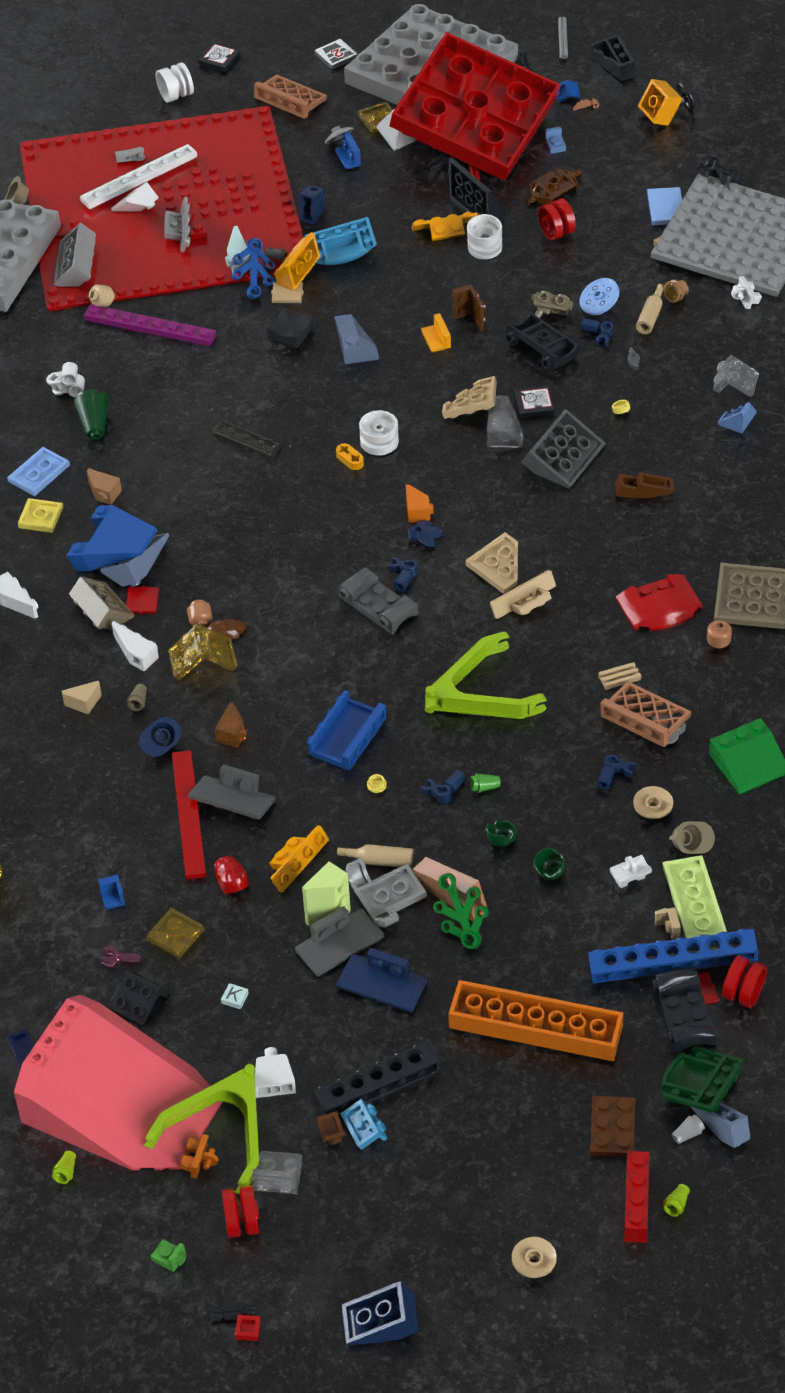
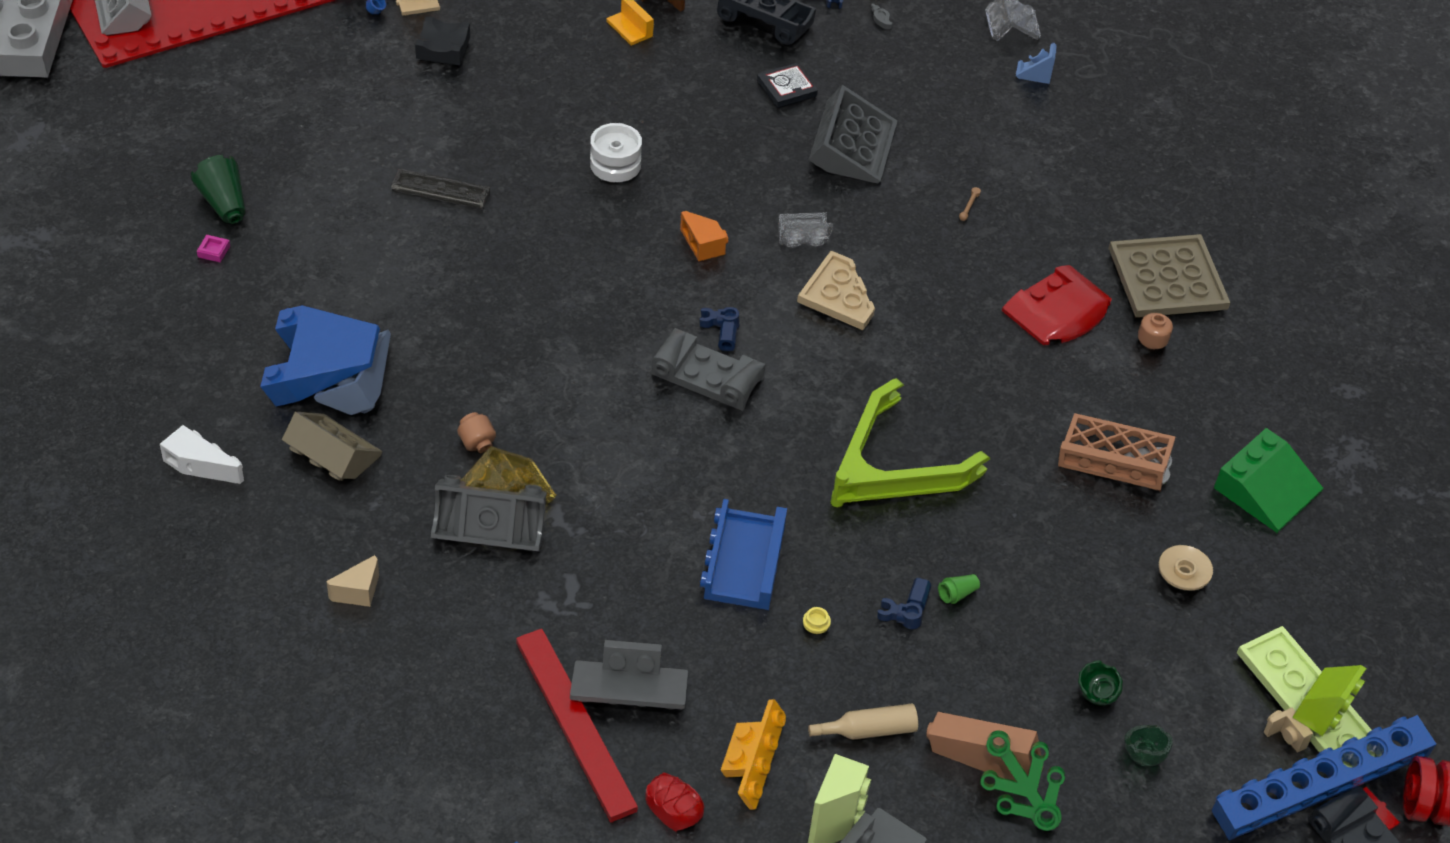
camera: 25 degrees left, 0 degrees up
(38, 471) = (170, 279): light blue tile -> none
(40, 515) = (195, 338): light yellow tile -> none
(67, 380) = (169, 152): white piece -> none
(74, 454) = (213, 248): none -> dark pink tile
(101, 295) = (175, 36): tan head -> none
(104, 486) = (271, 283): medium nougat slope -> none
(137, 649) = (405, 498): white slope -> none
(137, 698) = (435, 569): dark tan cone -> none
(142, 599) = (385, 428): red piece -> none
(150, 325) = (251, 65): magenta plate -> none
(160, 736) = (495, 618): dark blue piece -> none
(183, 669) = (489, 515): none -> dark grey piece
(228, 627) = (522, 443): reddish brown arm -> none
(230, 727) = (586, 583): clear orange slope -> none
(351, 454) = (587, 189): light orange beam -> none
(354, 341) = (529, 47): sand blue wedge -> none
(385, 894) = (906, 776): light grey piece -> none
(425, 533) = (728, 270): dark blue plate -> none
(477, 398) = (717, 90): tan plate -> none
(492, 512) = (804, 229): none -> clear bracket
(501, 833) = (1015, 653): dark green hair -> none
(503, 425) = (761, 118): clear wedge -> none
(525, 597) = (894, 329): tan bracket -> none
(560, 914) = (1145, 751): none -> clear green helmet
(611, 765) = (1107, 530): dark blue bar -> none
(618, 674) = (1054, 405): tan tile -> none
(621, 407) = (896, 74): light yellow tile -> none
(630, 870) = (1205, 669): white hips -> none
(639, 508) = (975, 192): none -> medium nougat hinge
(643, 485) = (969, 164): reddish brown slope -> none
(693, 837) = (1258, 604): dark tan piece -> none
(698, 906) = (1329, 696): none -> lime slope

